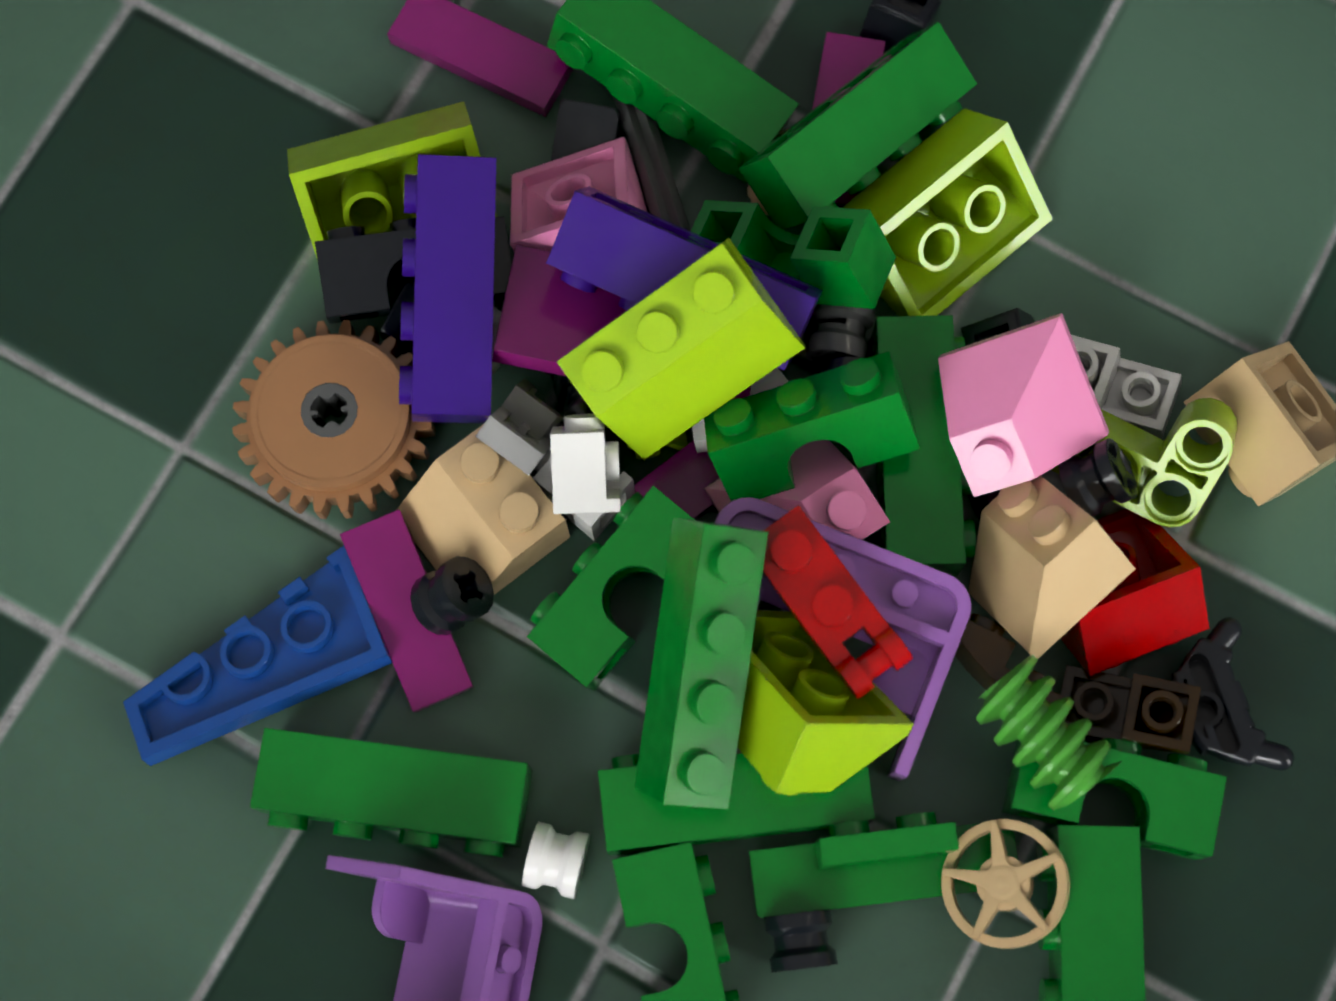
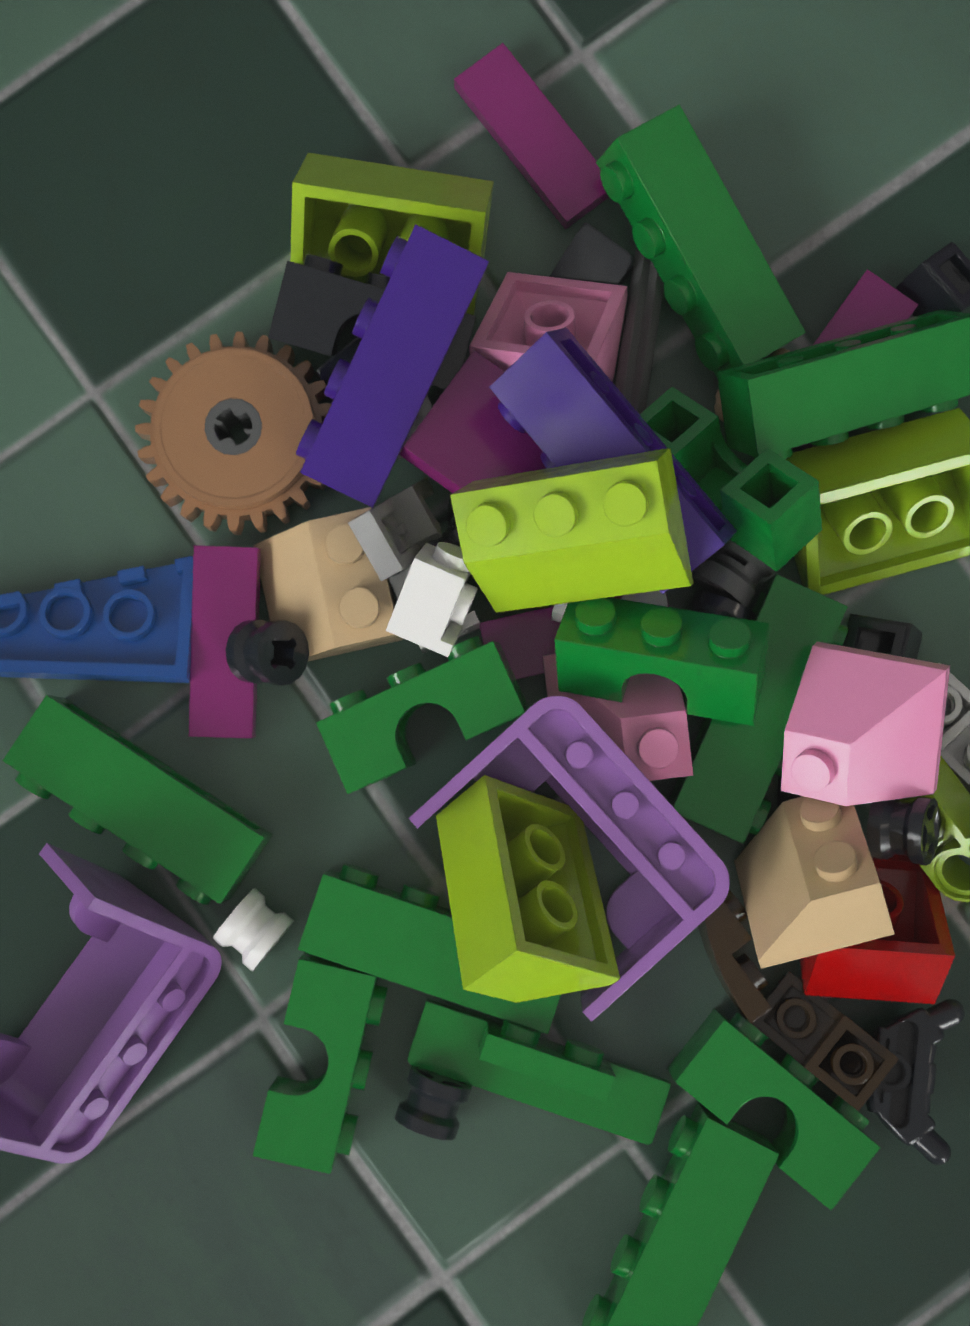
camera: 20 degrees right, 10 degrees up
(700, 663) = (454, 835): green brick -> none
(829, 602) = (595, 830): red plate -> none
(1005, 884) = (636, 1145): tan wheel -> none
(1045, 734) = (737, 1040): bright green piece -> none

